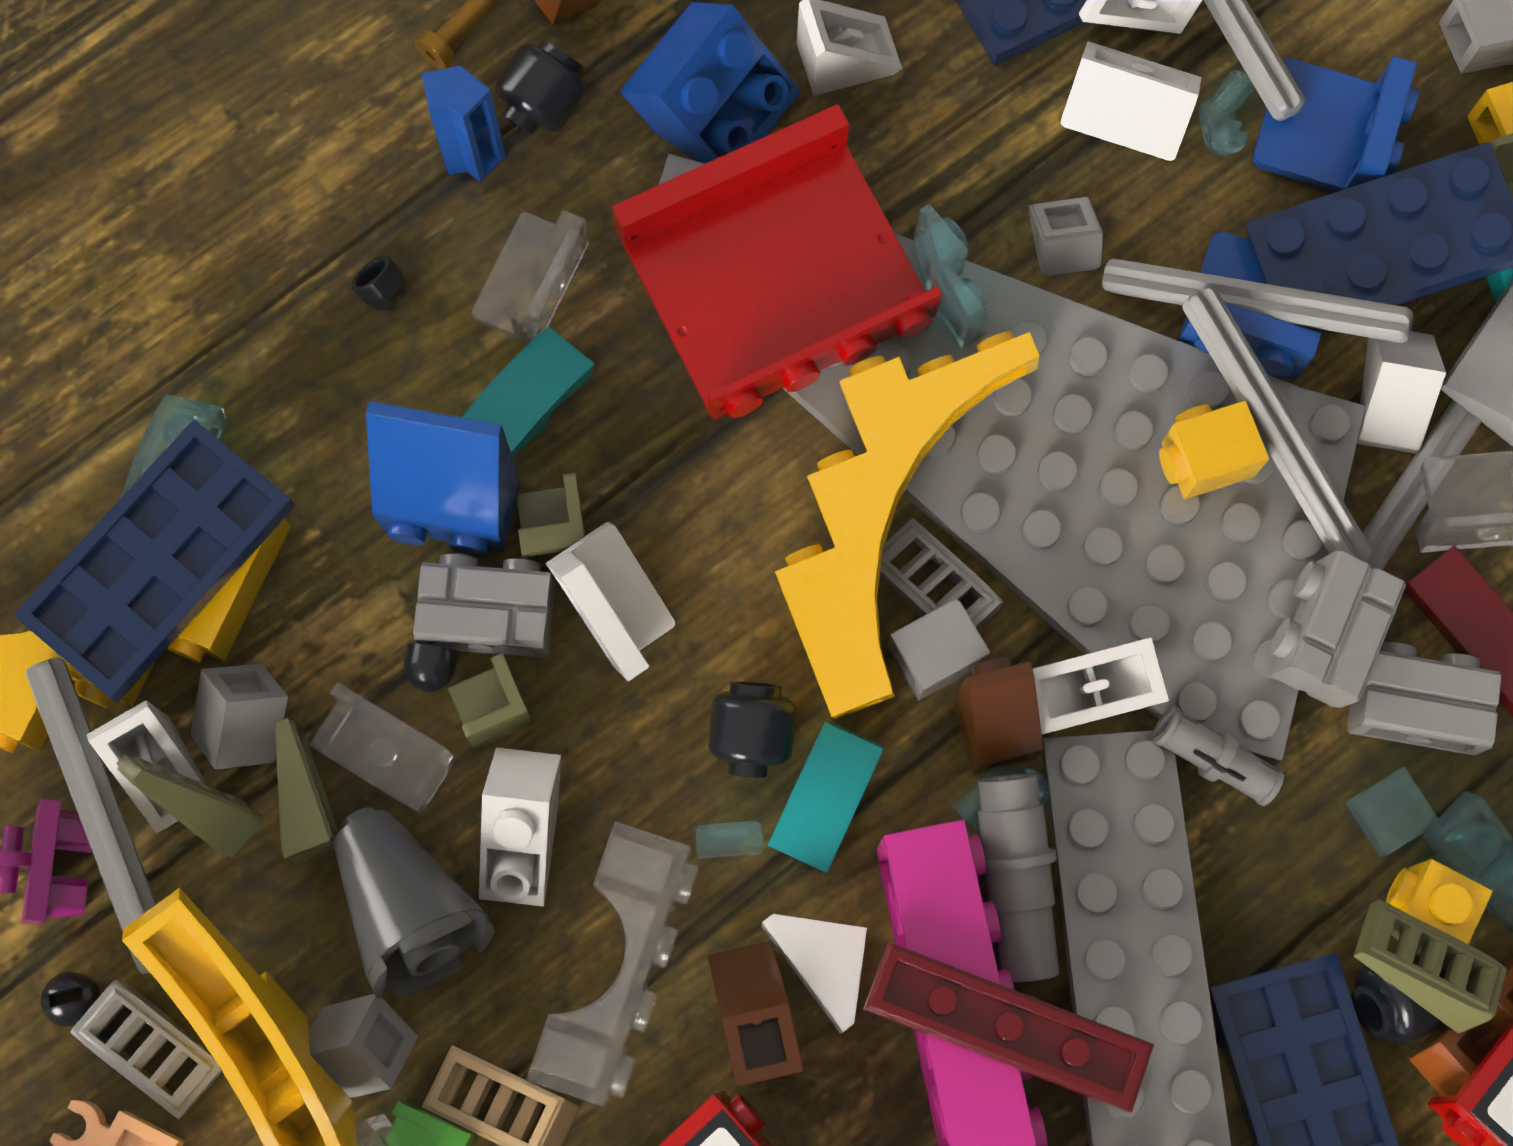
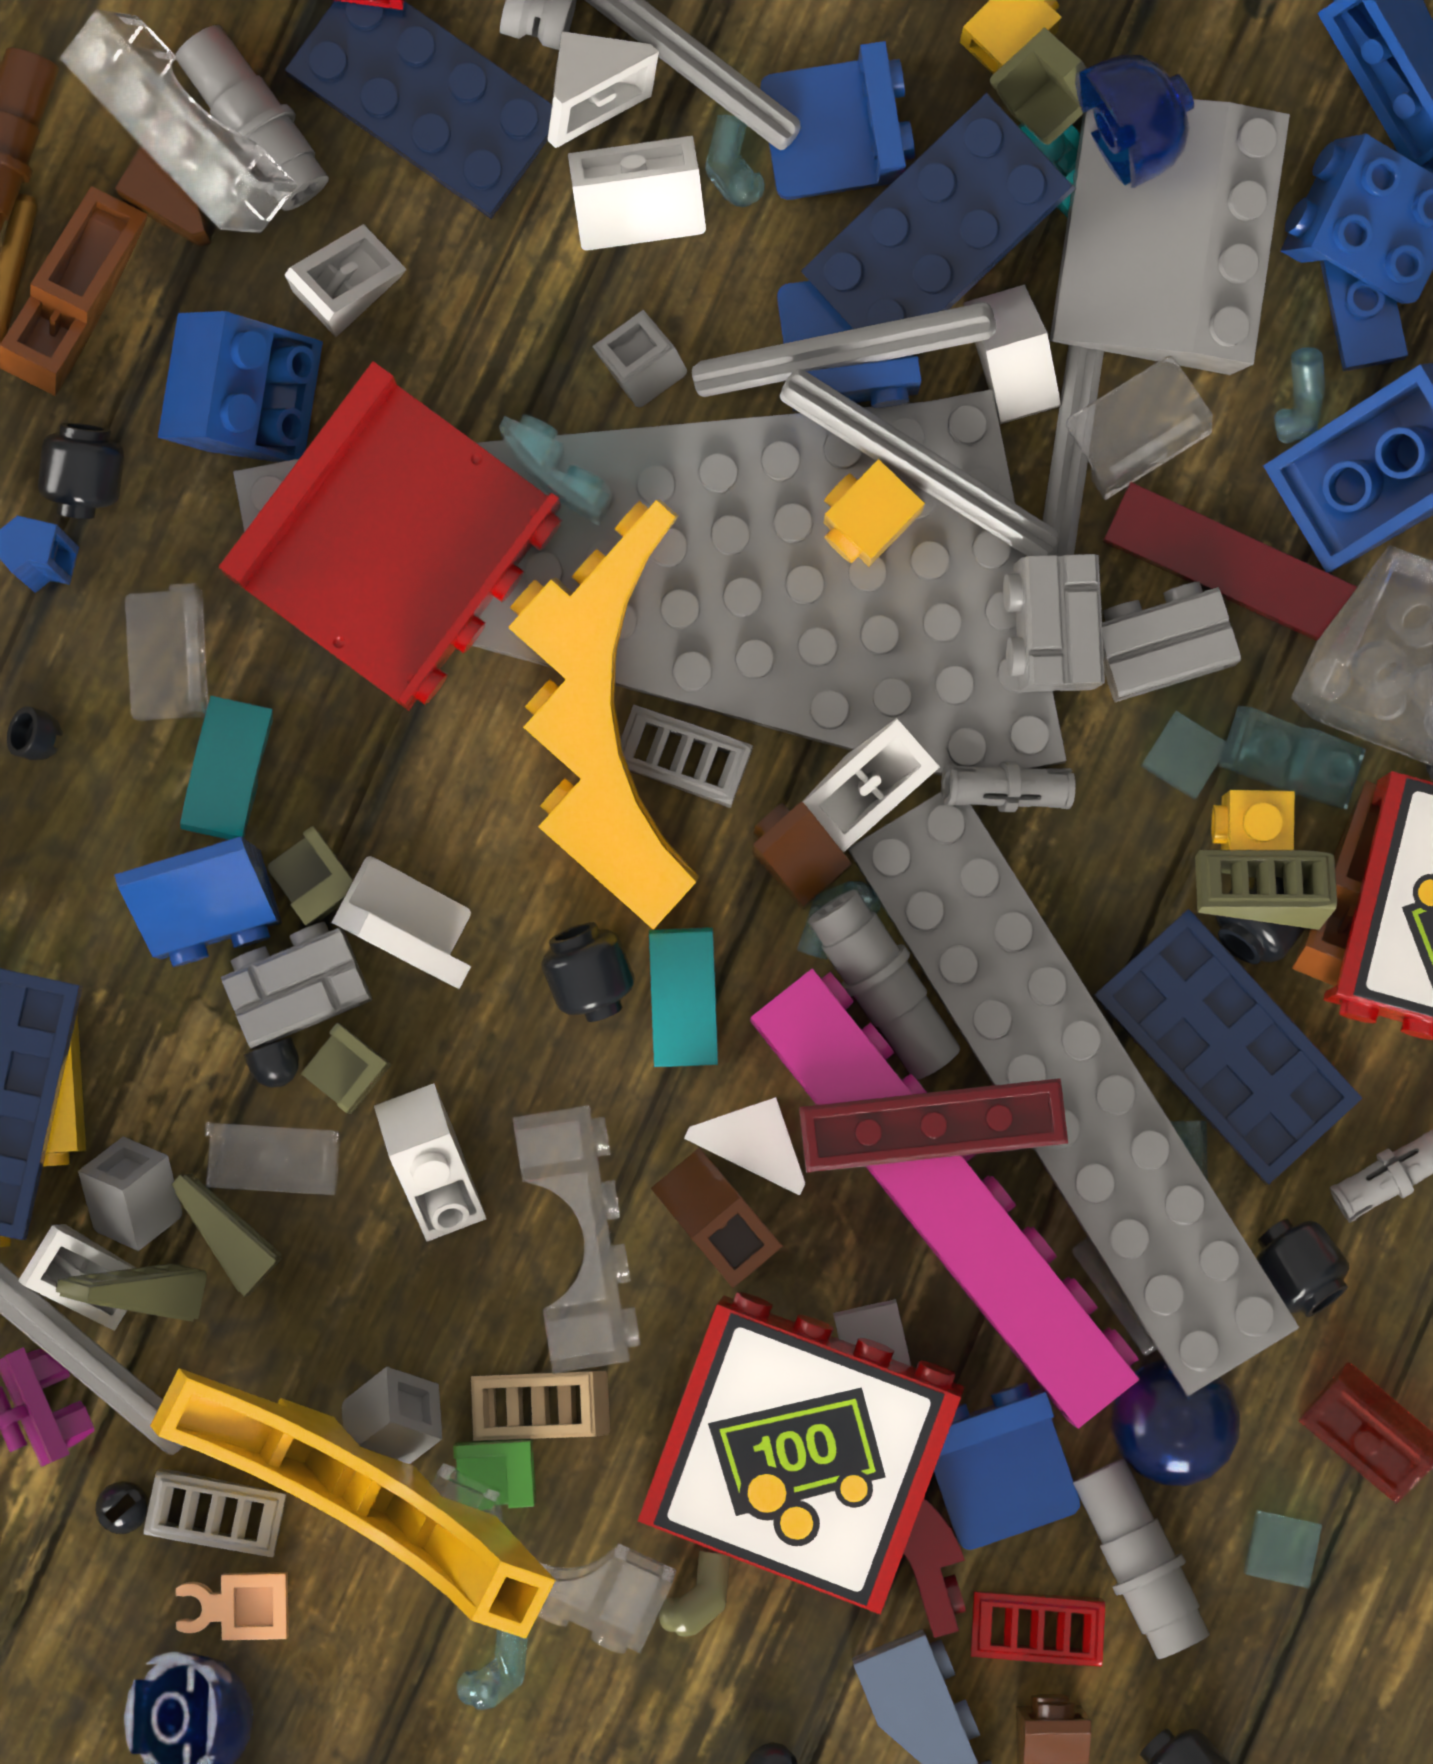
camera: 25 degrees left, 10 degrees up
(404, 906) = (367, 1281): dark grey cone -> none
(729, 839) = (618, 1080): clear light blue tile -> none
(937, 649) = (716, 817): light grey panel -> none

